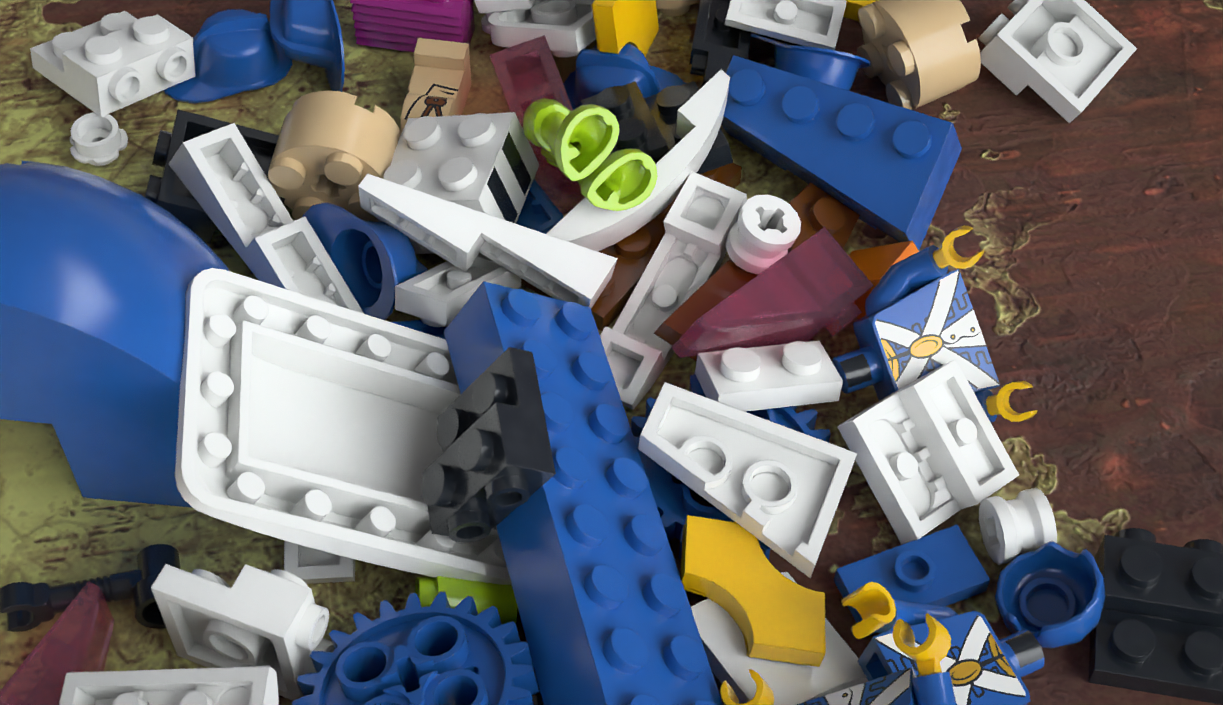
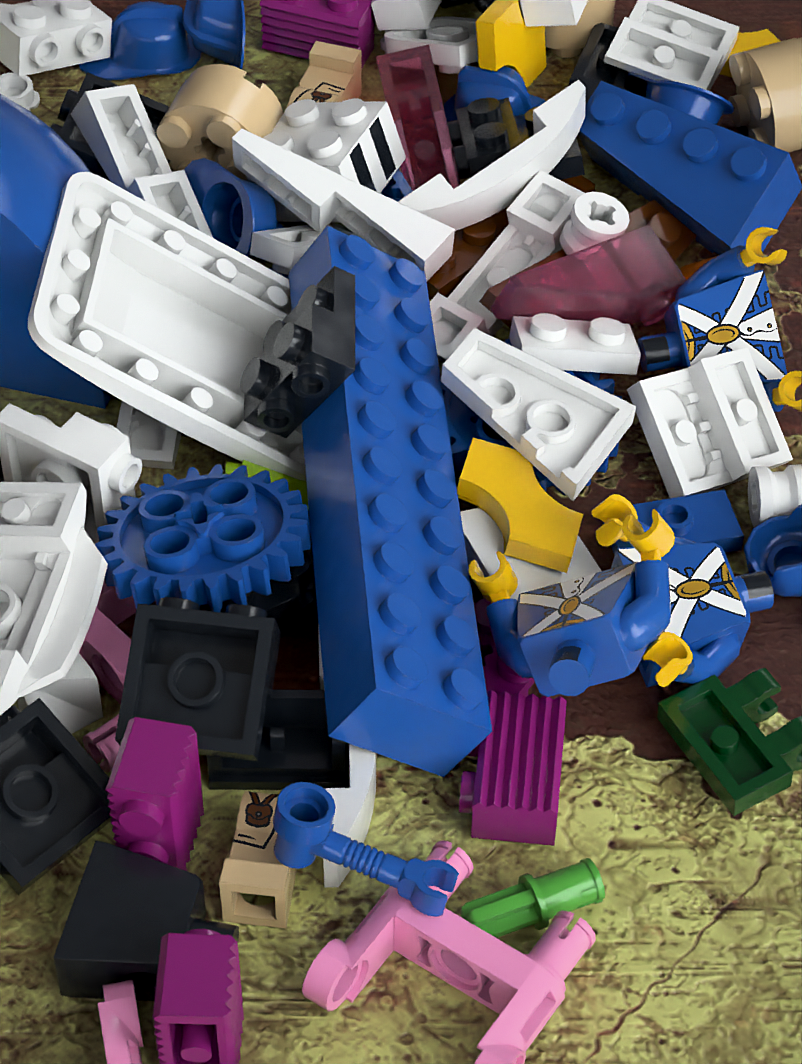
camera: 10 degrees right, 5 degrees down
(580, 148) = (433, 126): lime piece -> none

